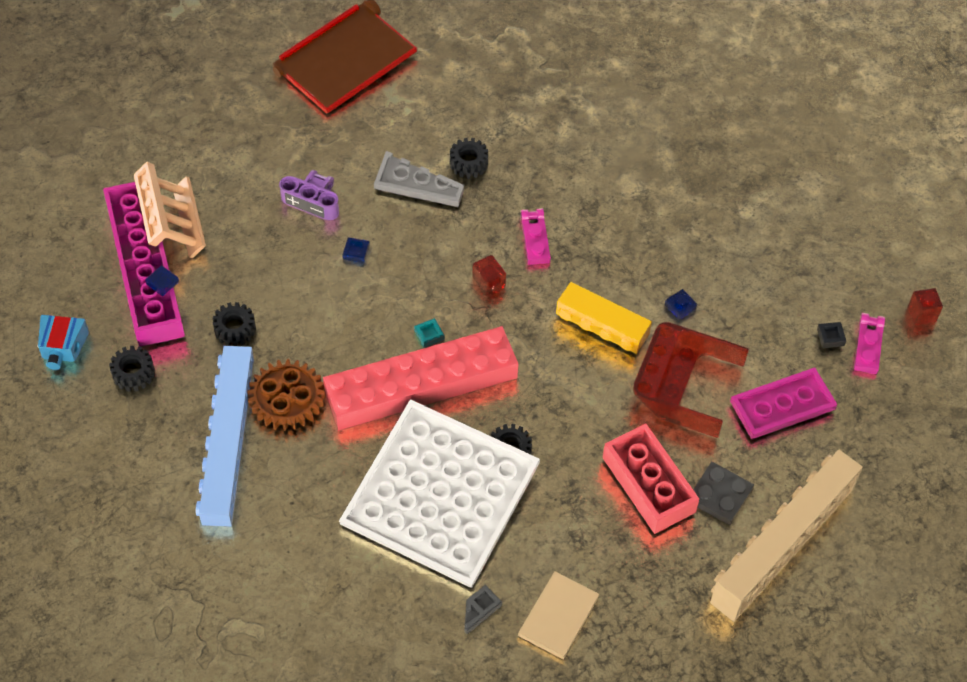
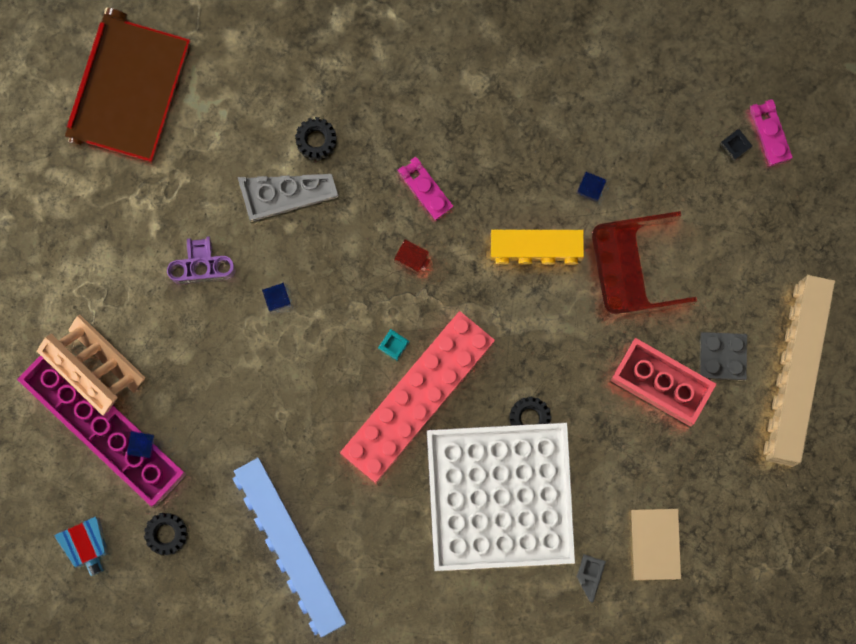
camera: 30 degrees left, 25 degrees up
(234, 313) = (218, 425): black tyre -> none
(286, 394) = (332, 490): dark orange gear -> none
(783, 403) = (730, 239): dark pink plate -> none
(925, 306) = (801, 69): clear red brick -> none

